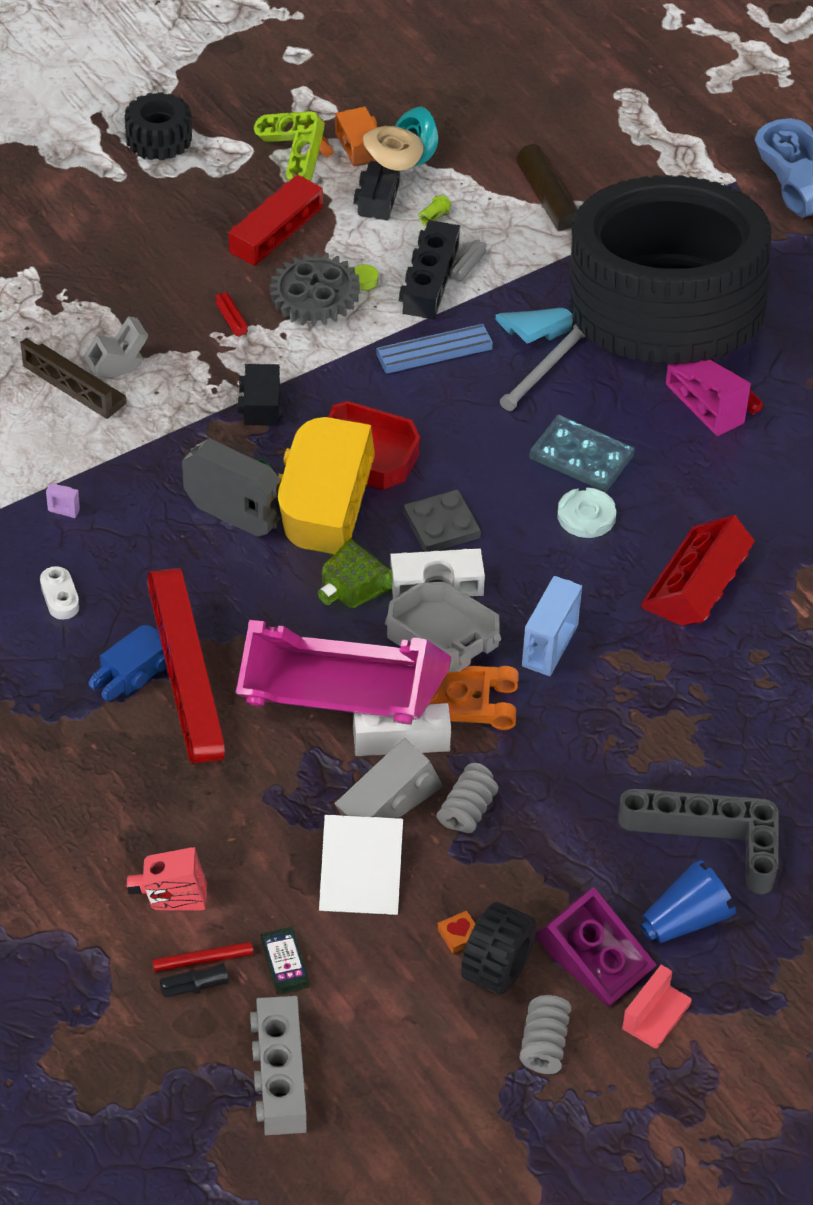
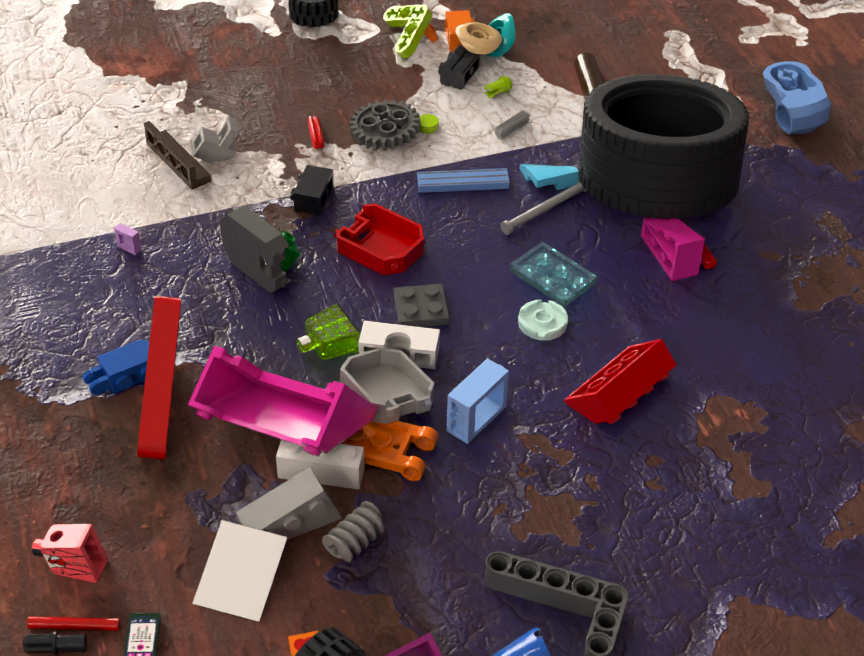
camera: 15 degrees right, 5 degrees down
(56, 587) = (95, 306): white plate -> none
(275, 220) = (374, 75): red brick -> none
(325, 482) = (330, 256): yellow brick -> none
(430, 269) = (479, 125): black brick -> none

